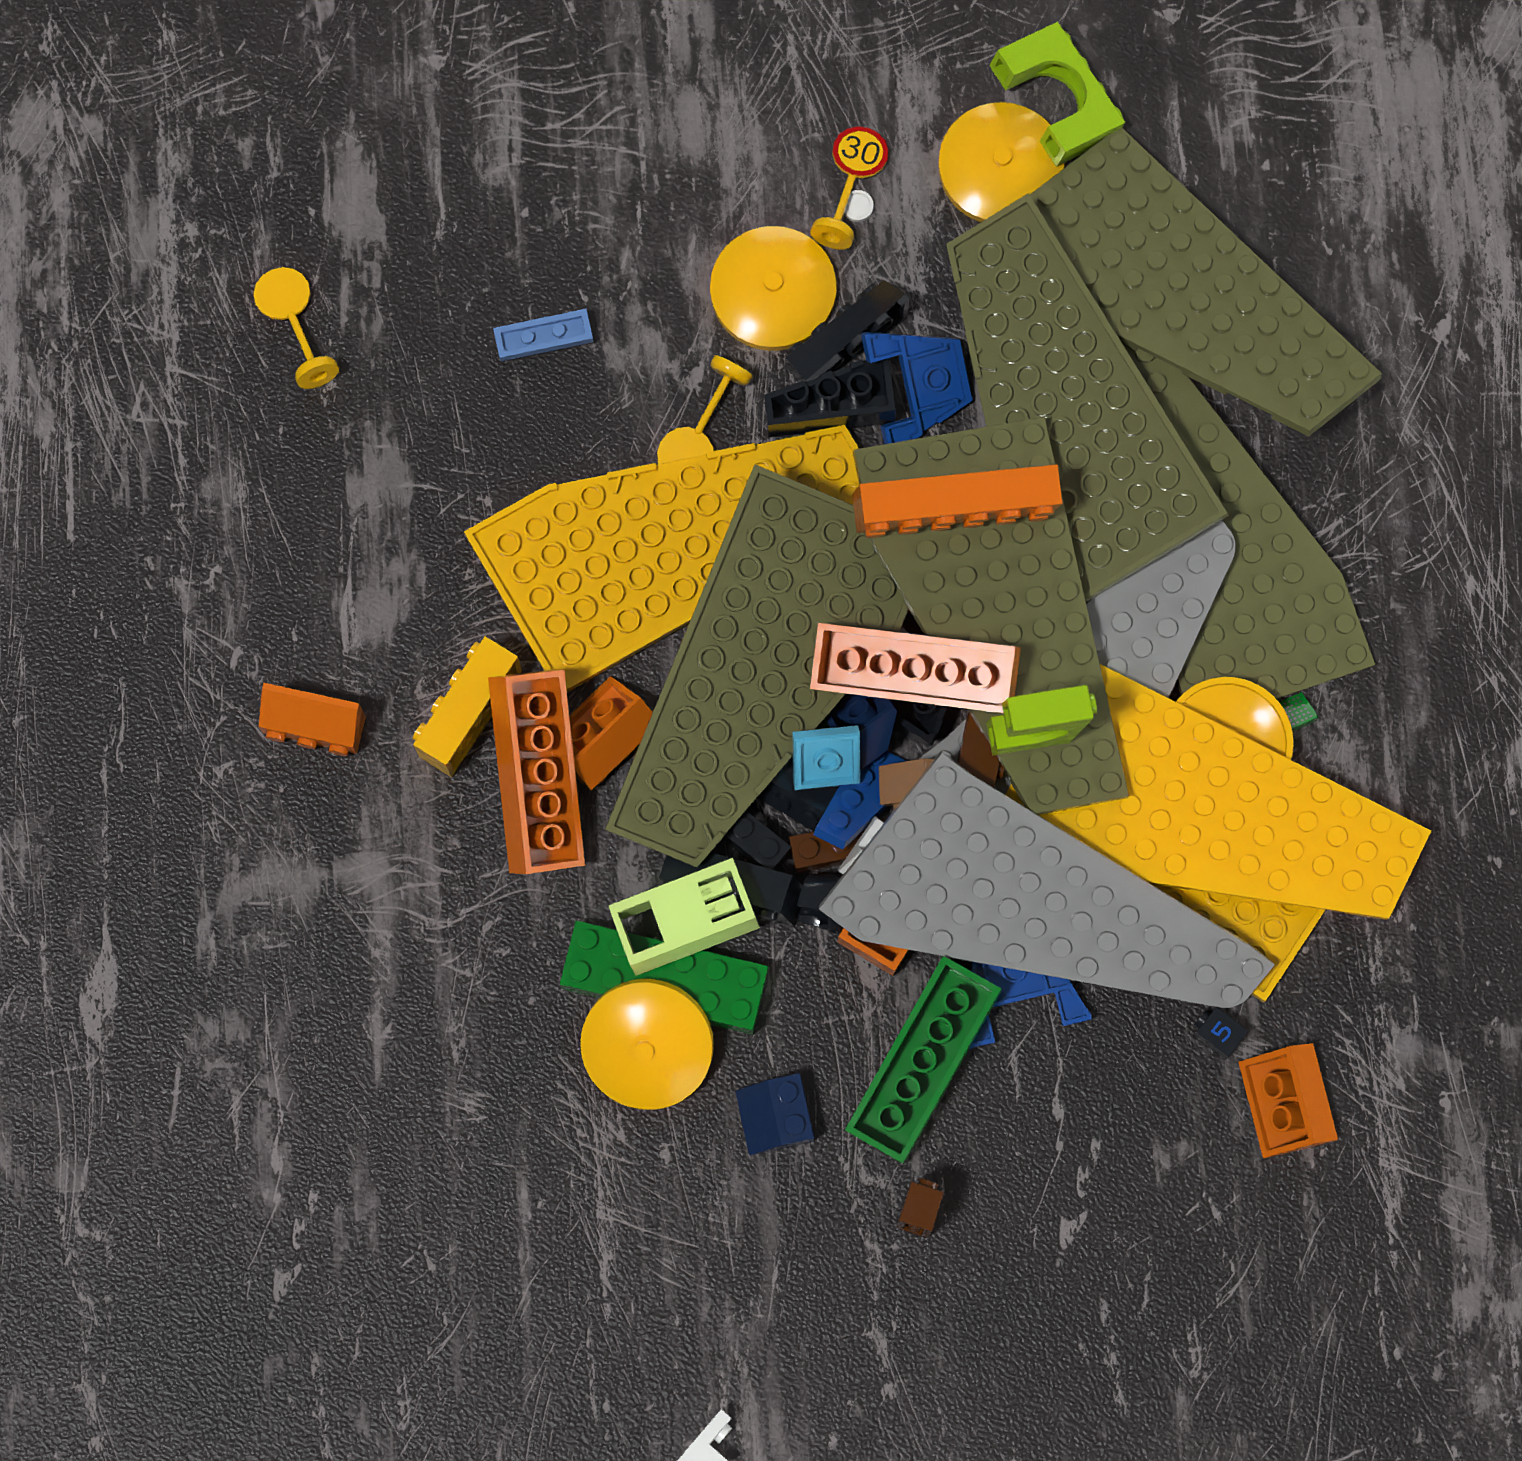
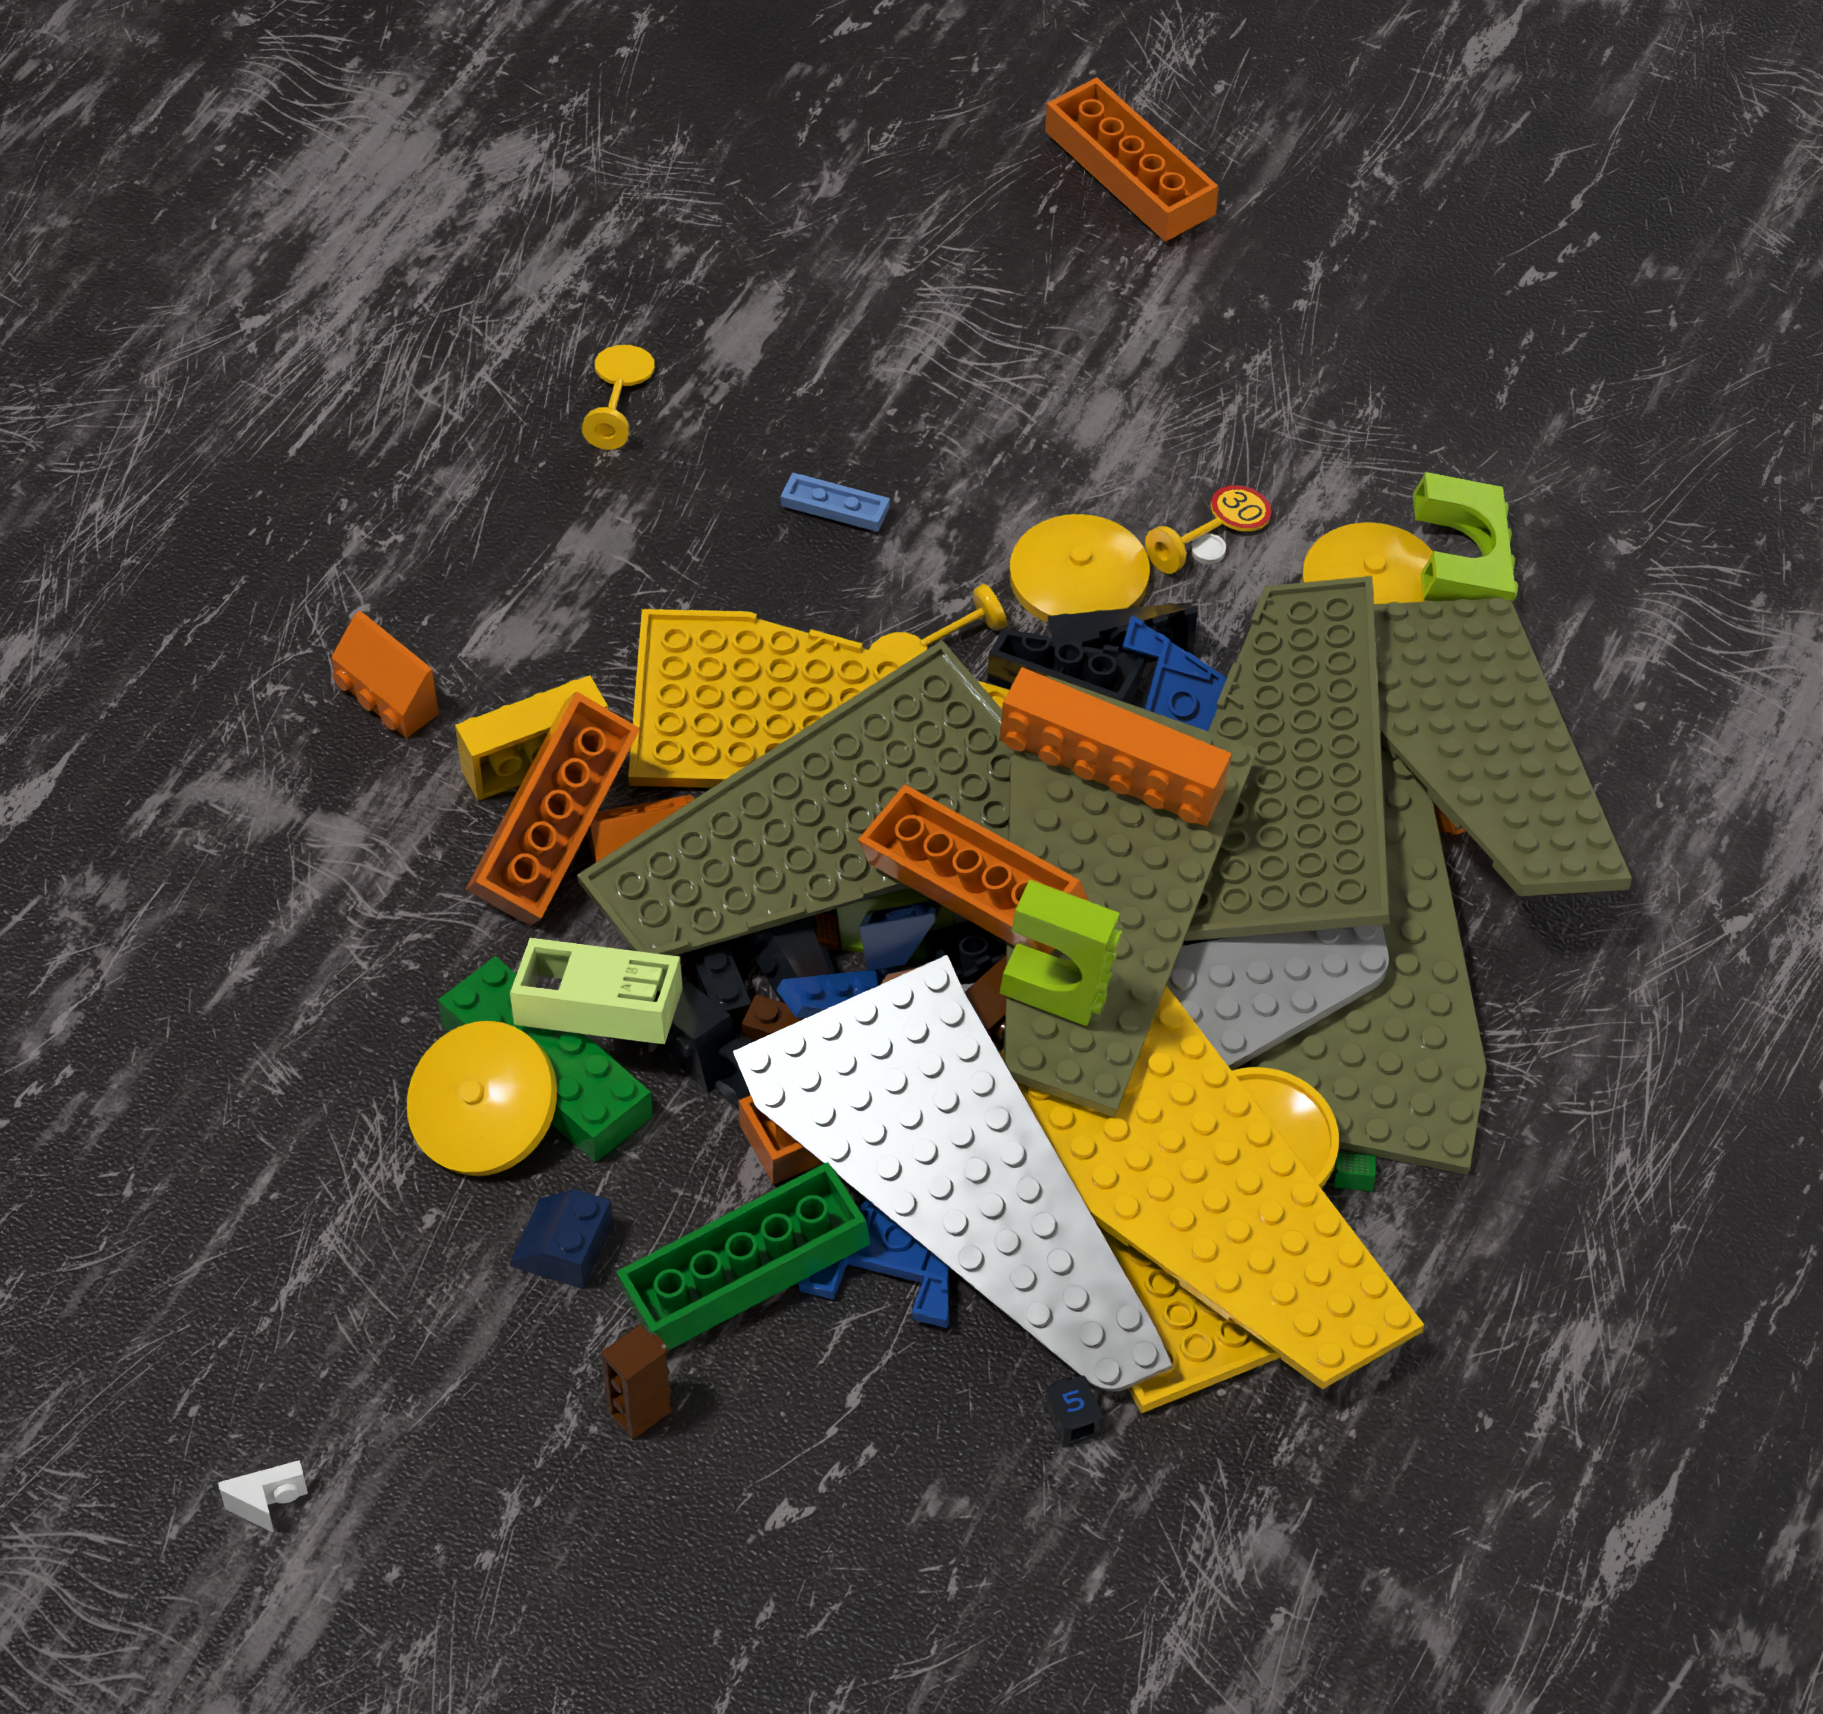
camera: 30 degrees right, 25 degrees down
(826, 757) = (837, 927): medium azure plate -> none
(1288, 1100) = (1104, 1513): orange slope -> none

